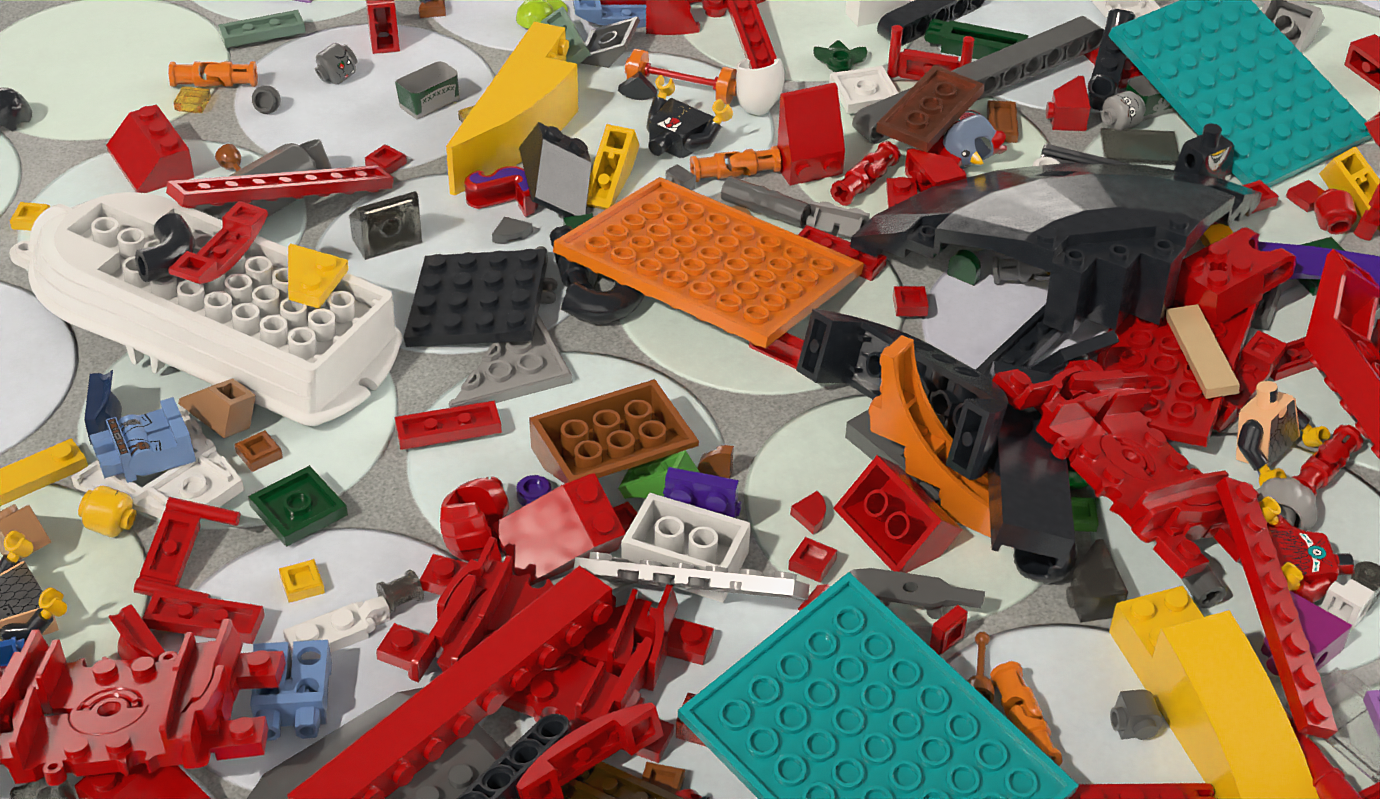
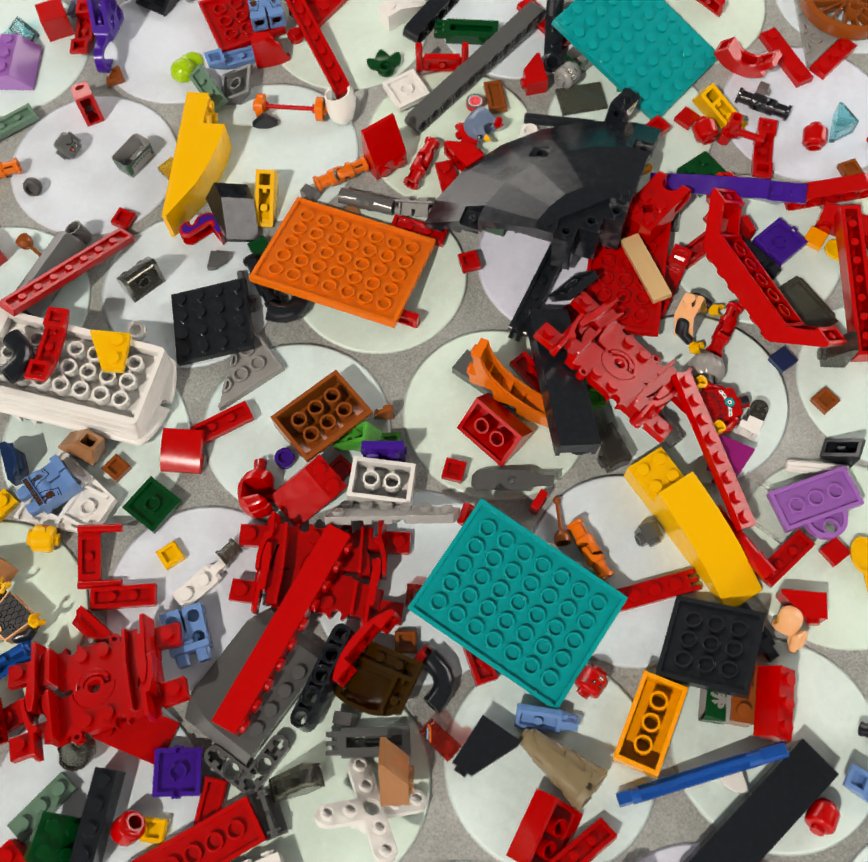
camera: 10 degrees left, 25 degrees up
(371, 445) = (182, 451): none -> red slope
(679, 127) = (300, 151): black torso -> none
(810, 512) = (445, 434): red tile -> none
(930, 108) = (451, 106): copper plate -> none
(965, 401) = (510, 343): black slope -> none

